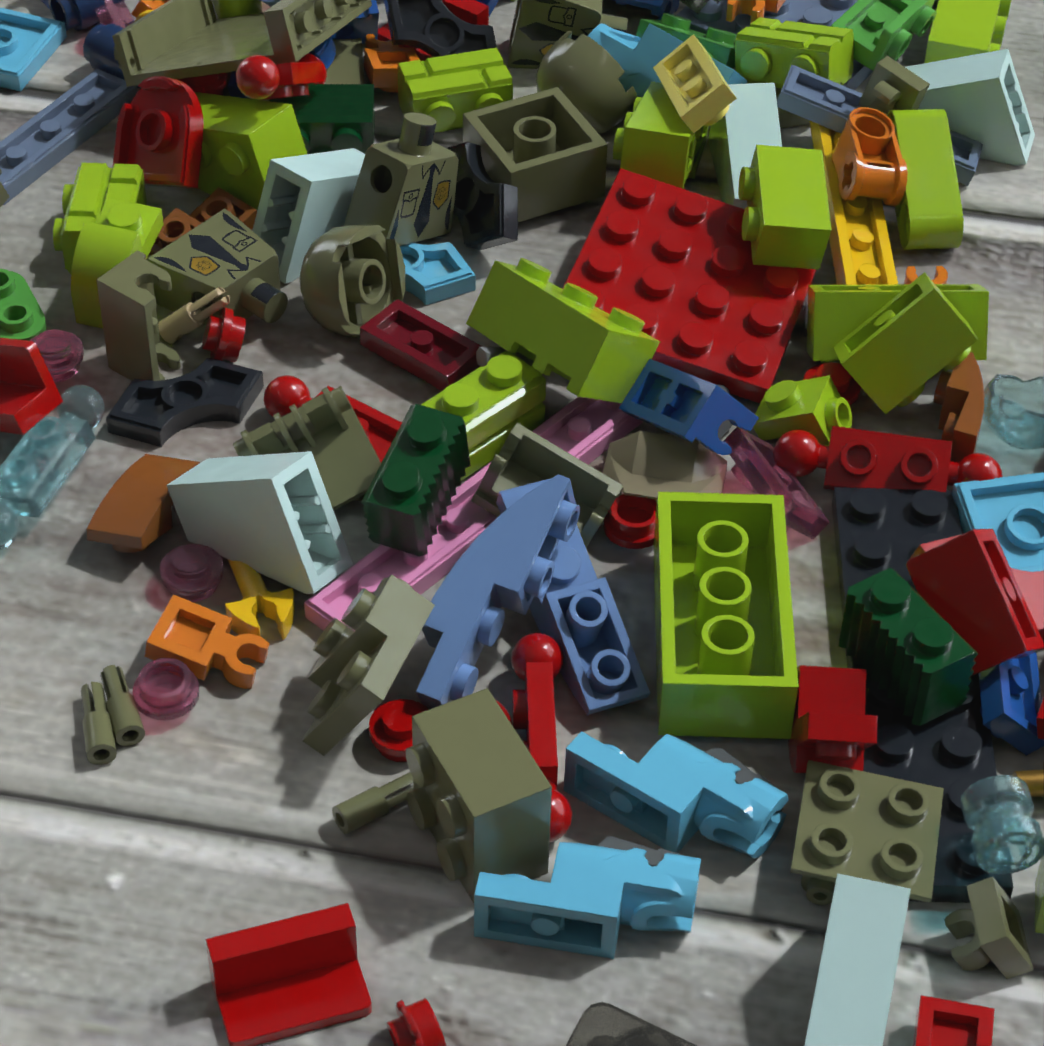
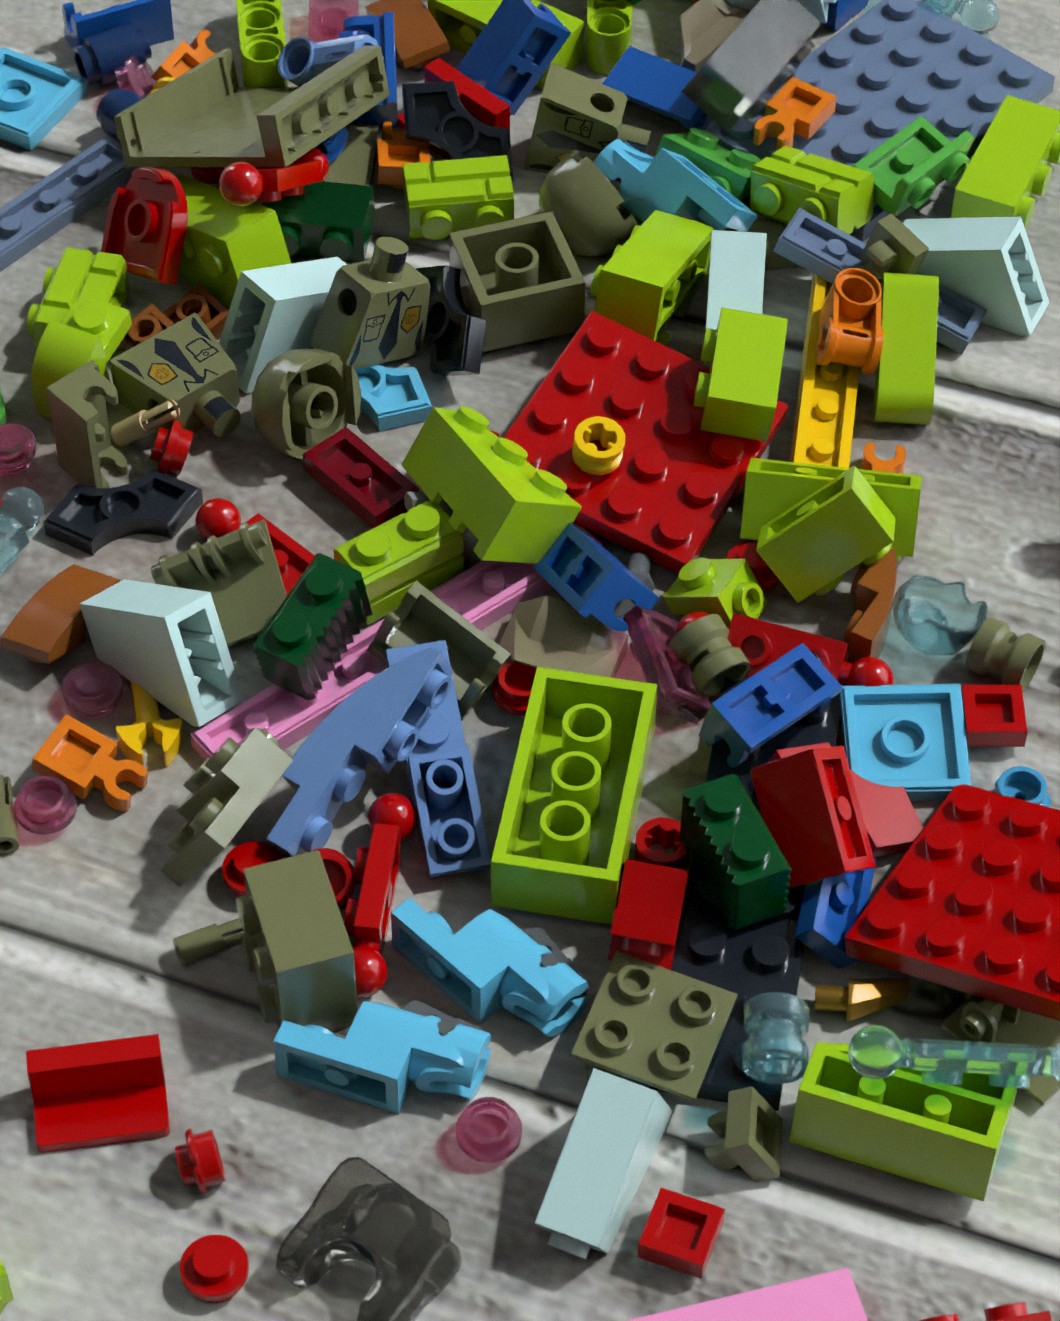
camera: 10 degrees right, 5 degrees up
(661, 284) = (610, 436): none -> yellow bush
(694, 85) = (685, 226): light yellow plate -> none
(718, 961) = (488, 1130): none -> clear pink plate
(819, 466) = (709, 654): none -> olive wheel
(819, 644) = (667, 834): none -> red bush
(898, 503) = (769, 703): none -> blue hinge

